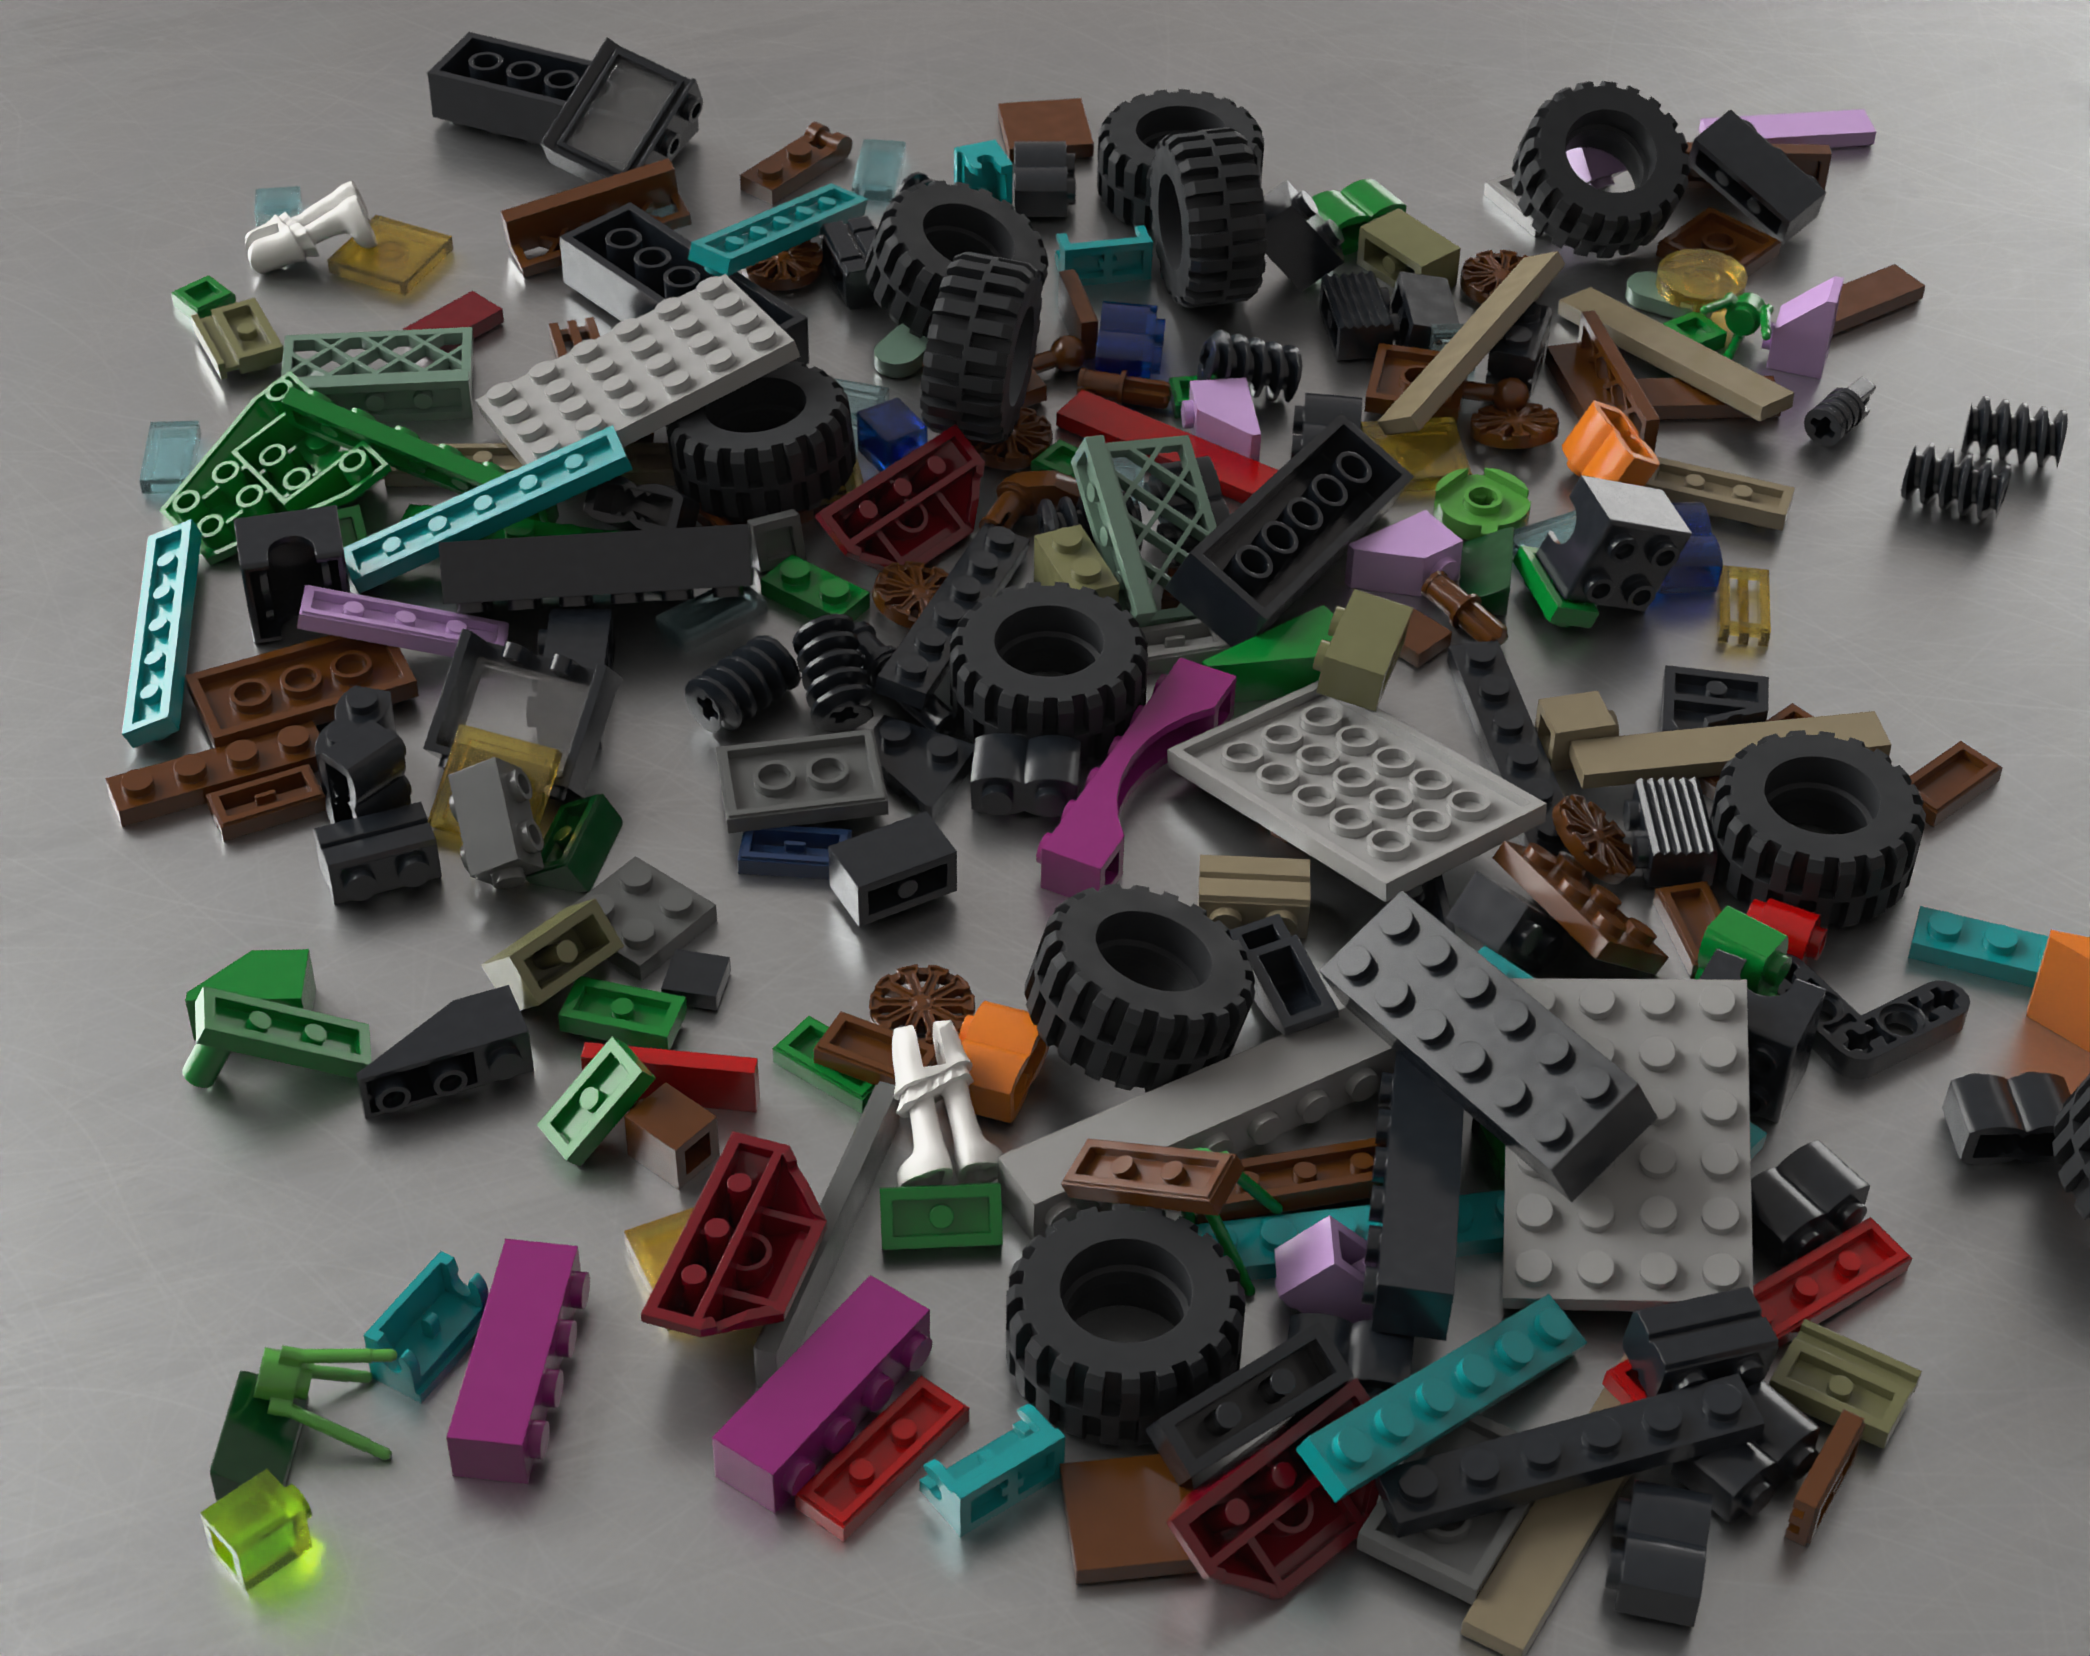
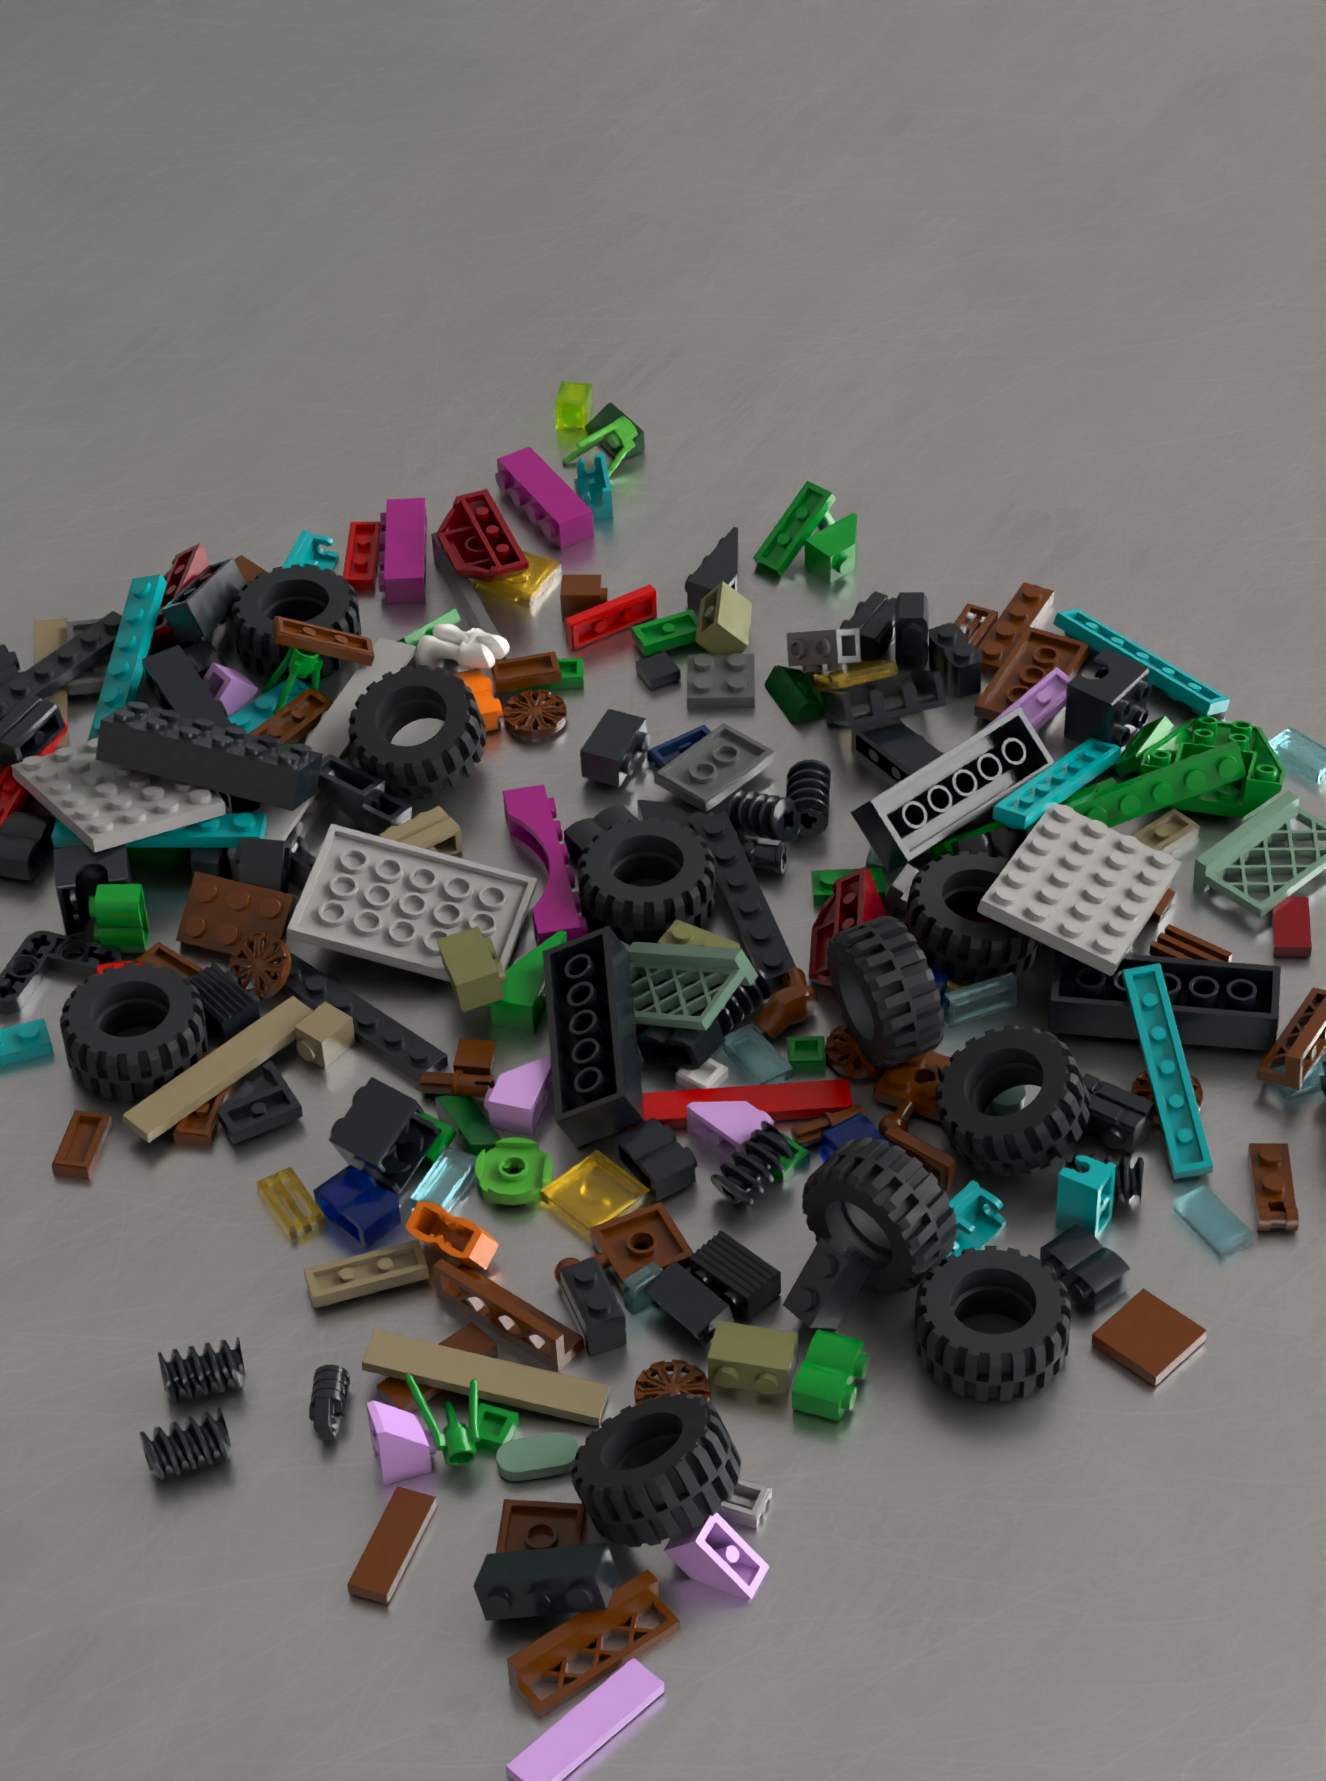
camera: 145 degrees right, 0 degrees up
(596, 1101) = (623, 582): plate -> none
(906, 589) = (788, 908): reddish brown wheel -> none
(1471, 344) = (611, 1252): dark tan tile -> none
(1514, 429) = (544, 1250): reddish brown wheel -> none
(1699, 277) = (516, 1461): clear yellow tile -> none

